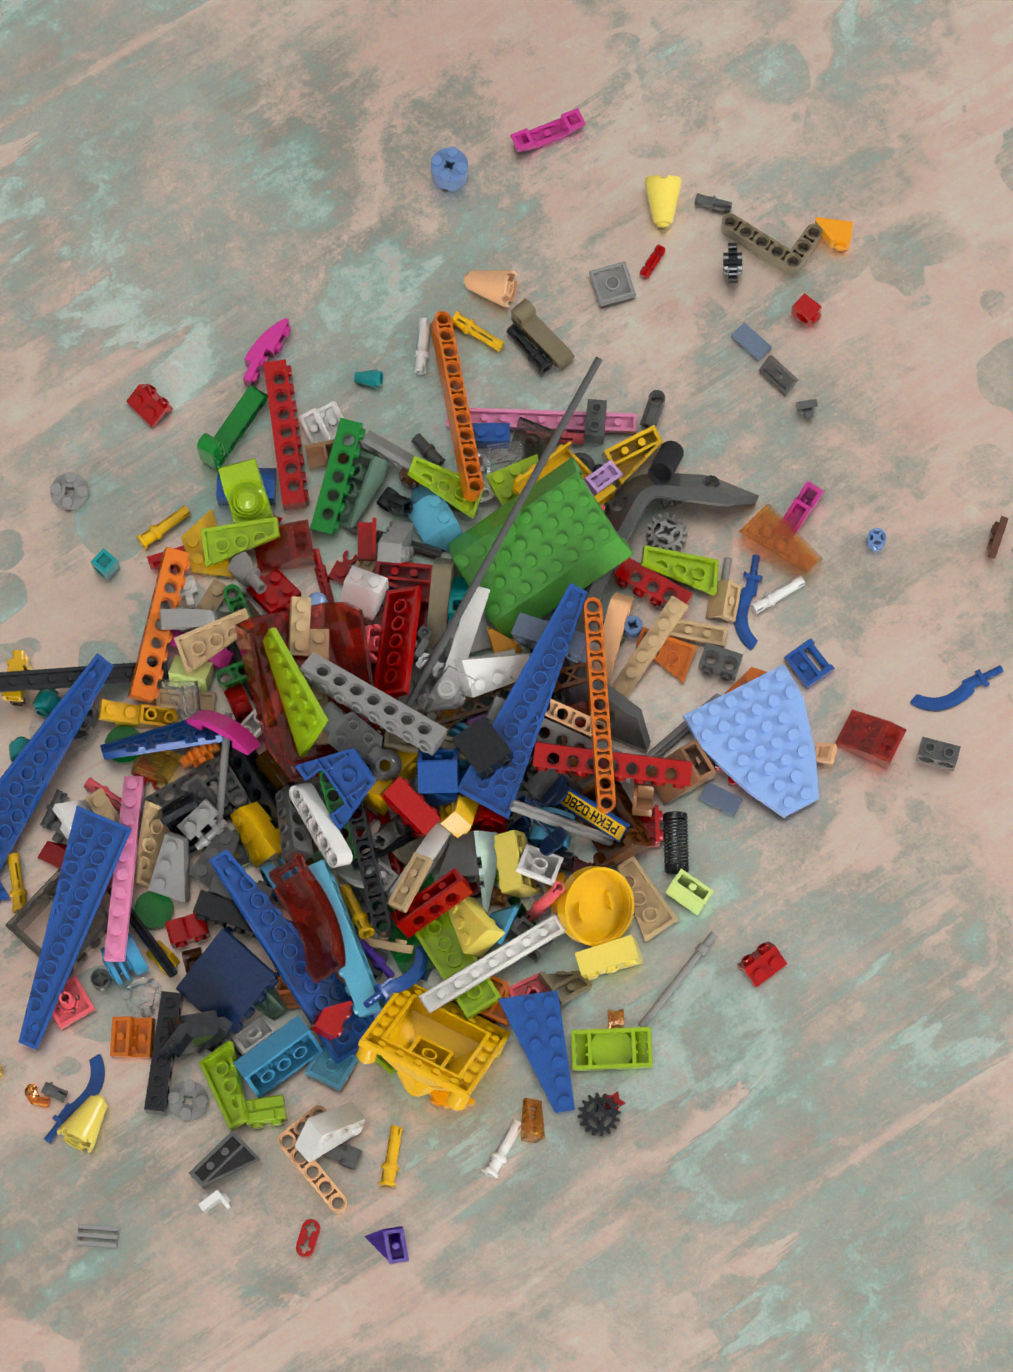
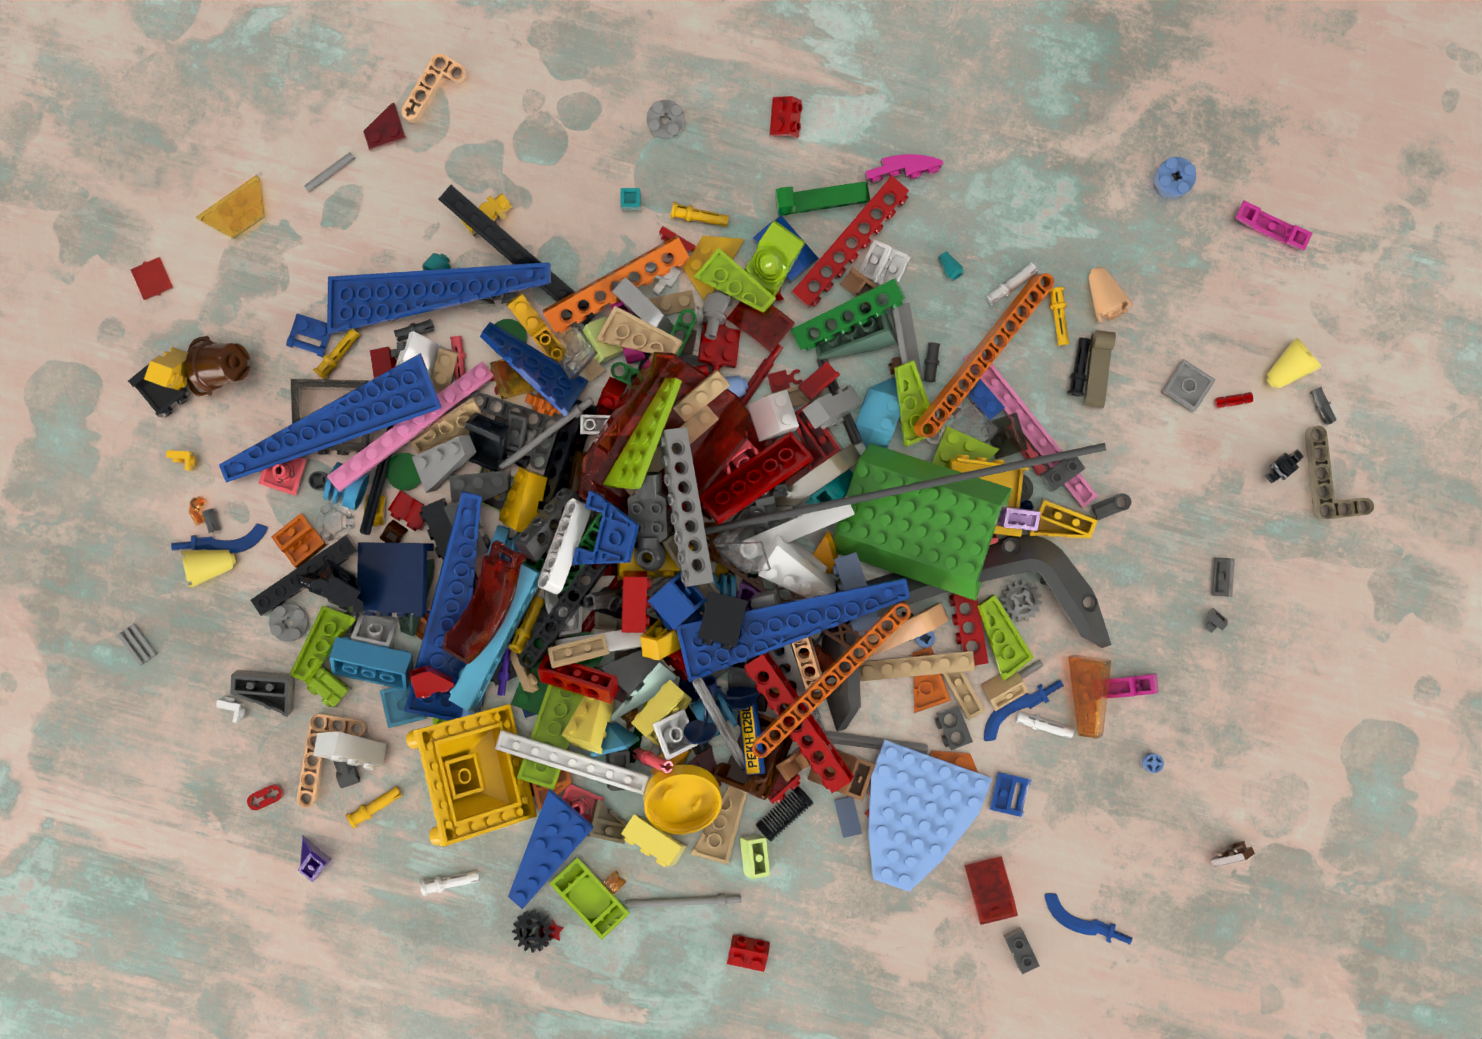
camera: 45 degrees right, 15 degrees up
(46, 701) = (487, 254): teal head -> none
(200, 818) = (490, 449): light grey plate -> none
(241, 738) = (576, 409): dark pink slope -> none
(392, 500) = (868, 374): black piece -> none
(401, 983) = (500, 707): blue sword -> none
(528, 1132) = (477, 889): clear orange slope -> none
(665, 462) = (1072, 563): black piece -> none
(751, 341) = (1233, 532): sand blue tile -> none
(807, 310) = (1295, 554): red brick -> none
(825, 752) = (949, 866): light nougat tile -> none
(836, 232) = (1380, 523): light orange slope -> none

